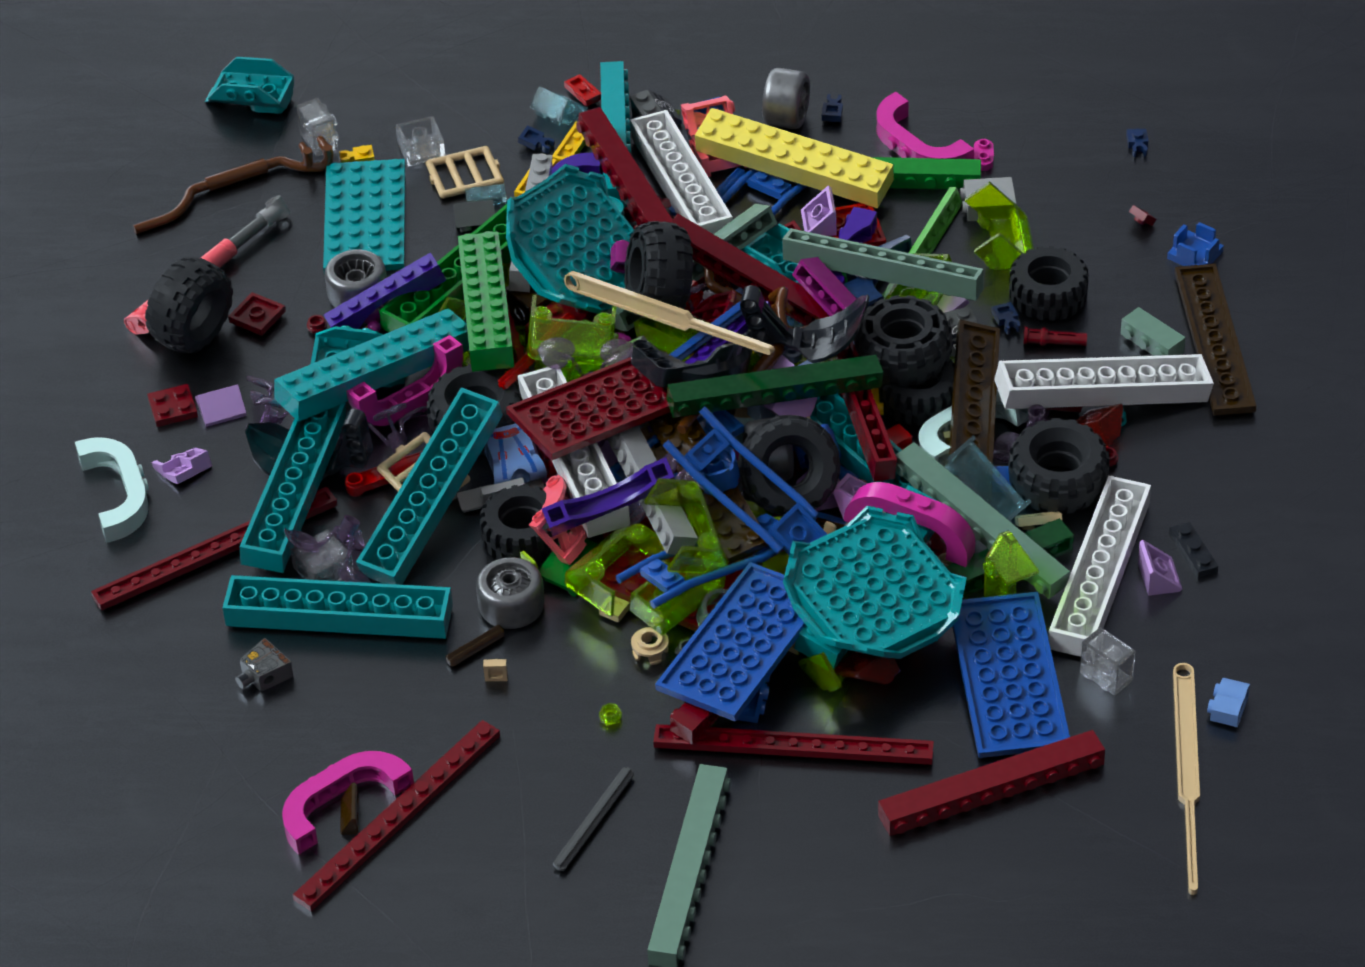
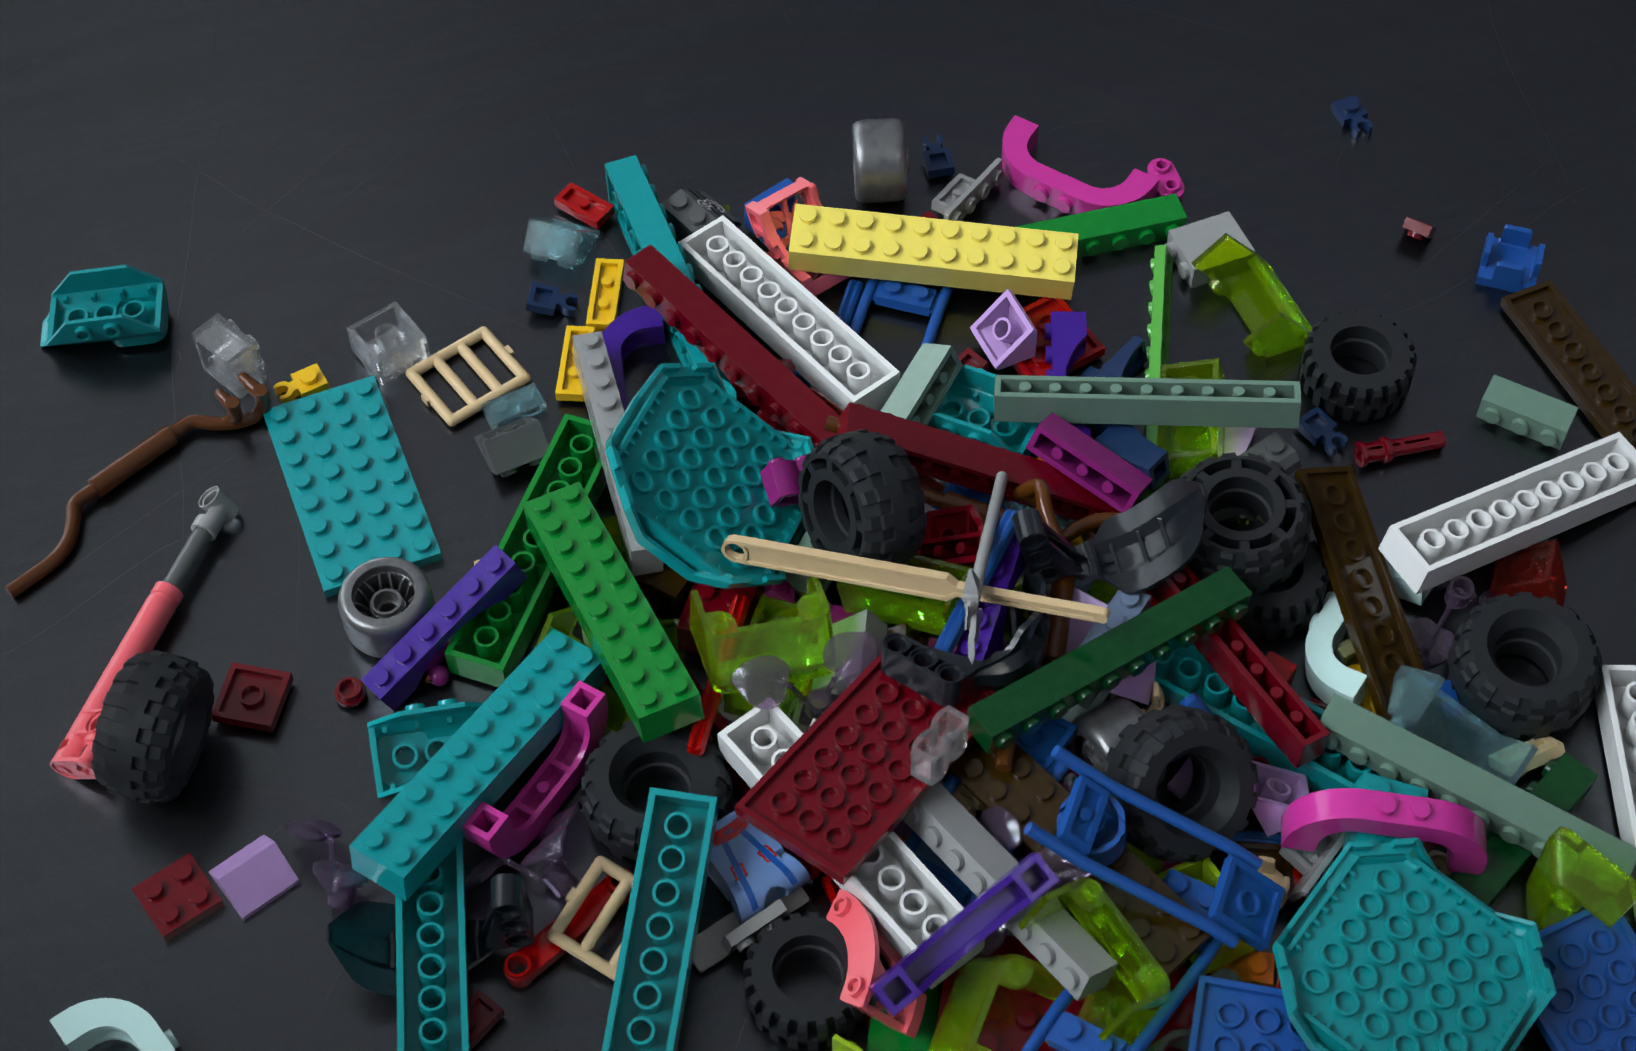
camera: 20 degrees left, 10 degrees up
(184, 465) = (235, 1007): lavender slope -> none
(640, 400) = (939, 745): none -> clear brick
(694, 319) = (976, 576): none -> light grey piece
(842, 132) = (964, 192): none -> light grey bracket

